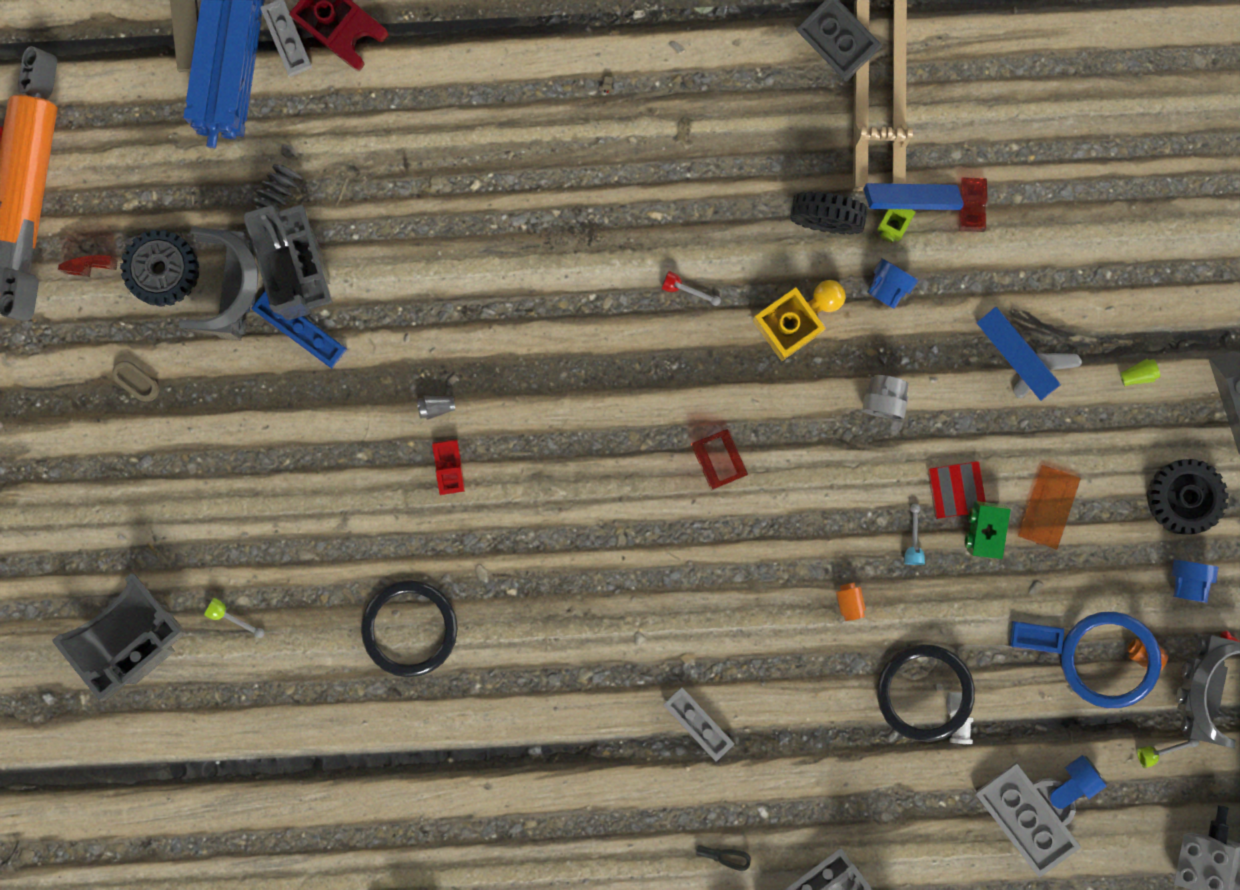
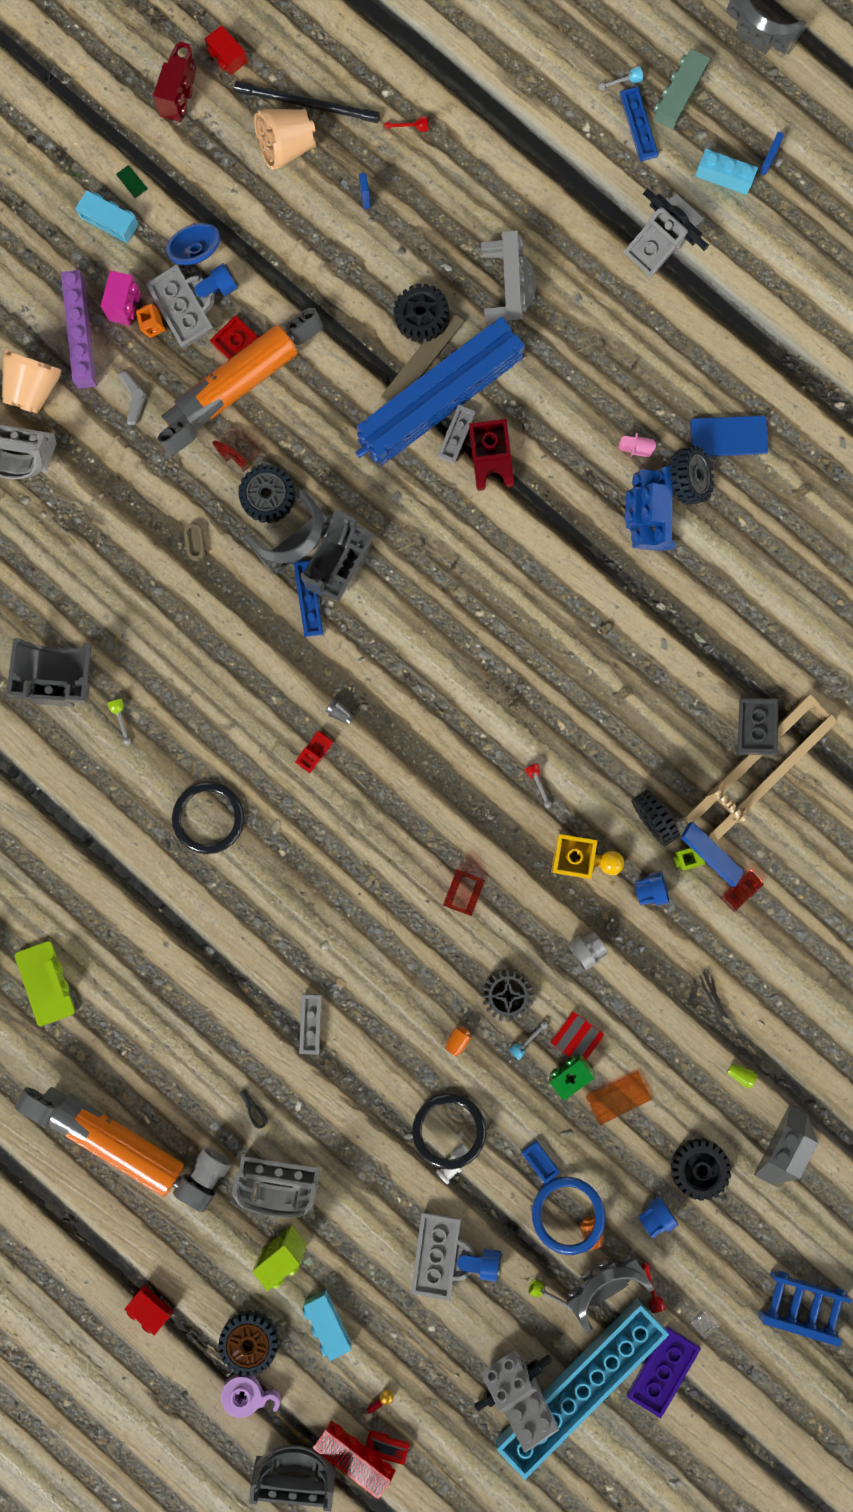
camera: 45 degrees right, 0 degrees up
(276, 188) = (369, 511): dark grey piece -> none
(846, 505) = (517, 995): none -> dark grey gear
(1018, 353) = (685, 997): blue tile -> none
(1053, 362) = (693, 1015): light grey piece -> none

